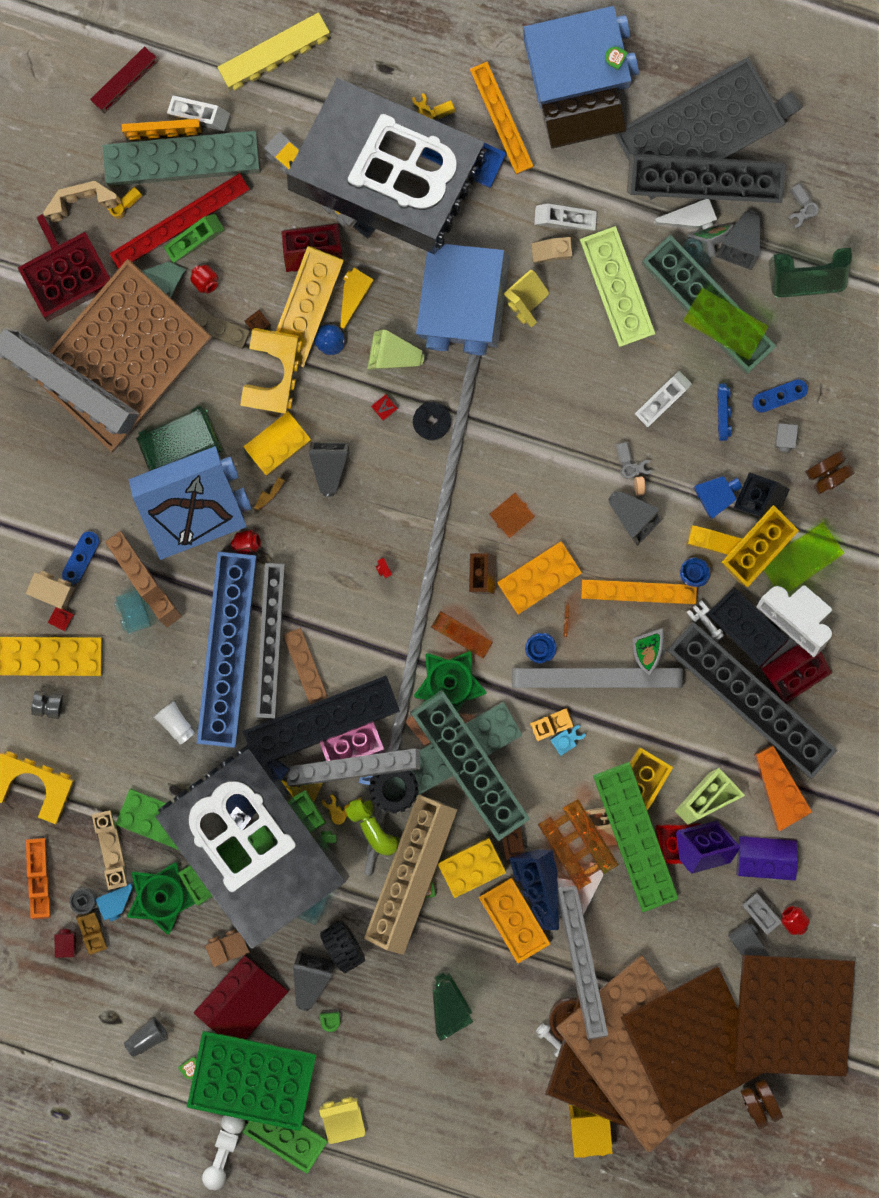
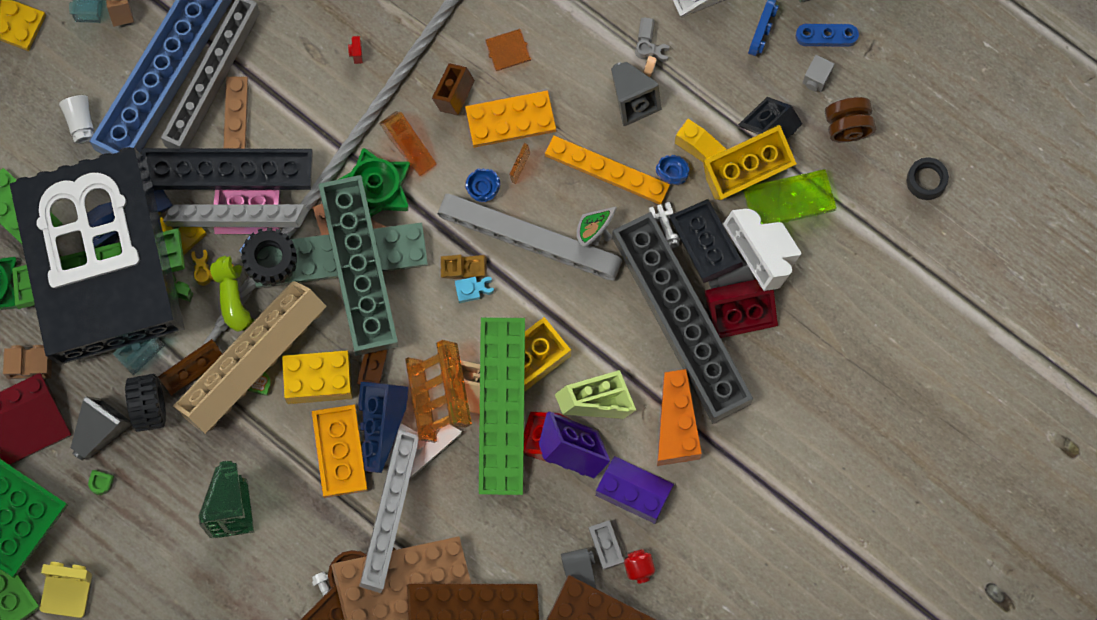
camera: 20 degrees right, 15 degrees down
(363, 898) = (190, 367): none -> reddish brown plate
(717, 494) = (725, 103): blue torso -> none

